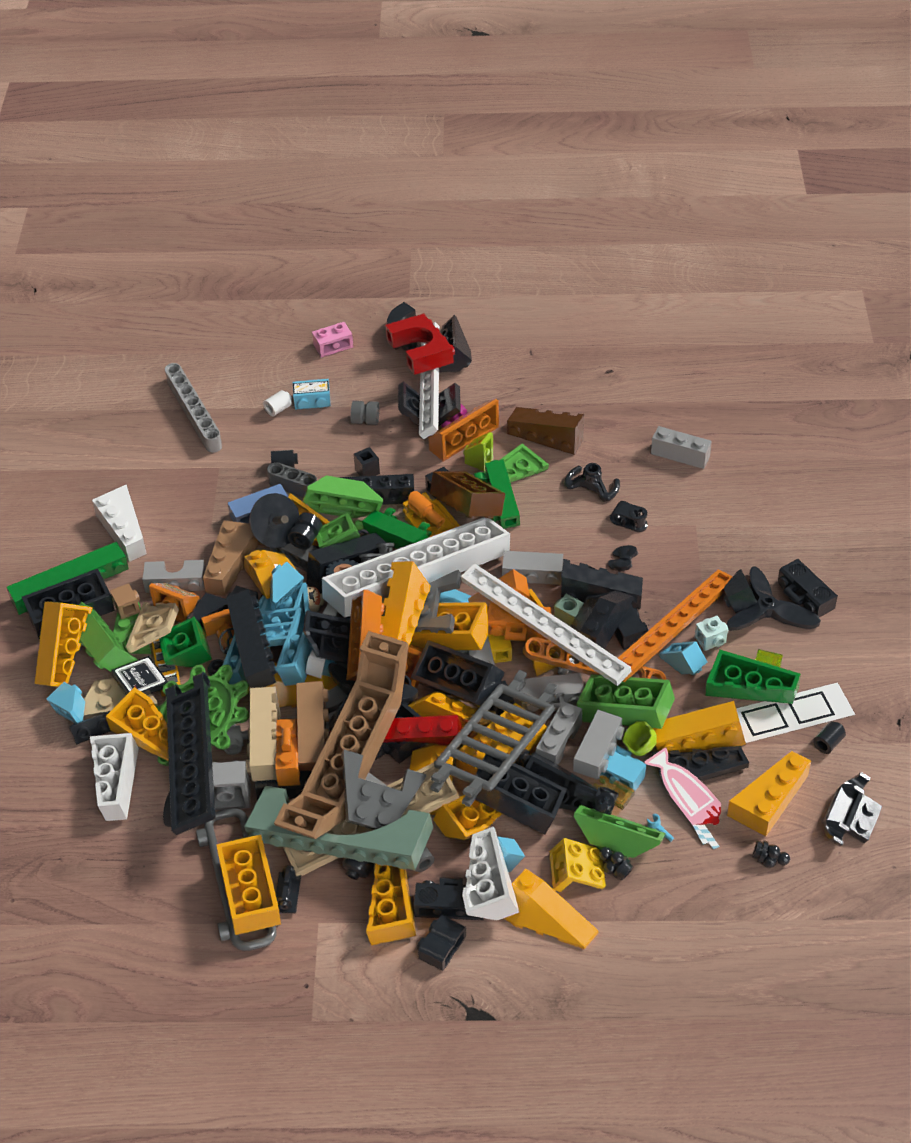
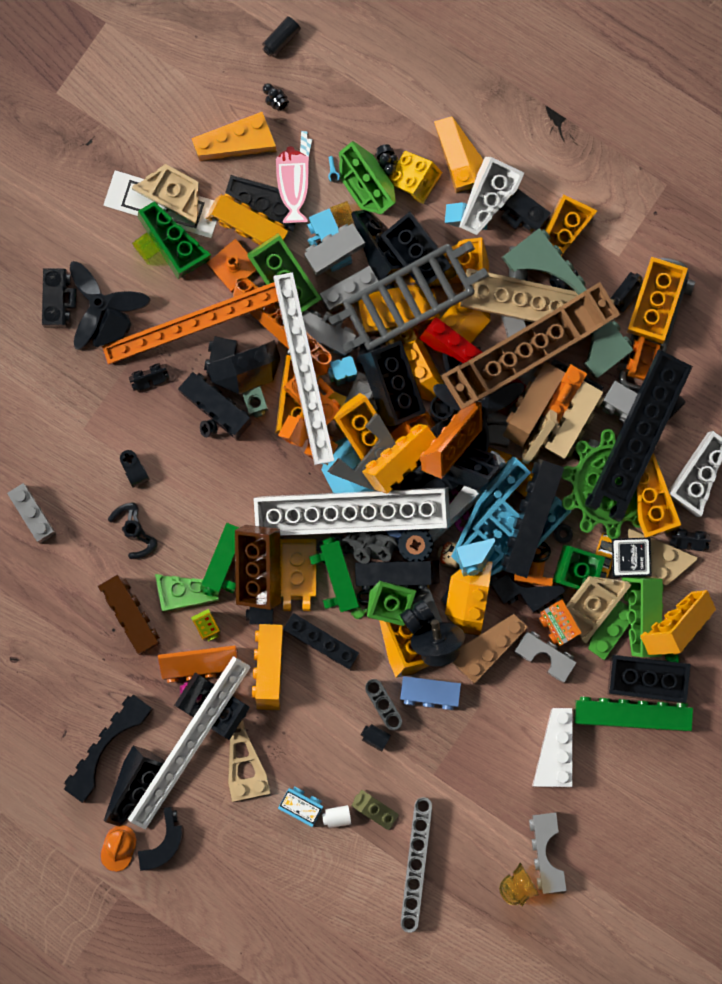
camera: 145 degrees left, 35 degrees up
(68, 702) = (699, 568): medium azure slope -> none
(76, 451) = (544, 827): none -> light grey arch
(96, 429) = (518, 888): none -> clear yellow helmet
(125, 601) = (602, 645): medium nougat brick -> none
(229, 827) = (642, 358): none -> orange bracket
(253, 414) = (374, 810): none -> olive bracket
(287, 701) = (539, 437): none -> tan wing
(332, 339) = (235, 872): bright pink brick -> none
(341, 495) = (362, 636): bright green wedge -> none
(365, 412) = (270, 746): dark grey wheel -> none
(366, 462) = (310, 676): black brick -> none
(367, 386) = (250, 787): none -> tan plate
(373, 803) = (532, 294): dark grey wing -> none
(404, 449) = (268, 666): none -> light orange wedge
(421, 329) = (157, 807): red arch -> none
(424, 508) = (299, 582): orange arm -> none
(435, 312) = (118, 848): none -> orange piece
(441, 943) = (546, 179): black brick -> none
(488, 377) = (84, 780): none -> black arch
(510, 661) = (342, 371): none -> medium azure brick
(535, 566) = (252, 466): light grey brick -> none
(602, 799) = (363, 207): black axle -> none
(626, 554) = (175, 426): black piece -> none
(640, 738) = (297, 238): lime hair -> none
(677, 582) = (141, 377): none -> black hinge
(684, 657) = (201, 292): medium azure slope -> none
(687, 697) = (231, 264): none -> orange tile
(711, 633) = (169, 308): light aqua brick -> none
(787, 721) = (172, 191): none -> tan wing
(814, 910) = (281, 36): none -> black brick
(829, 737) = (153, 157): black brick -> none
(851, 812) = (193, 90): plate -> none

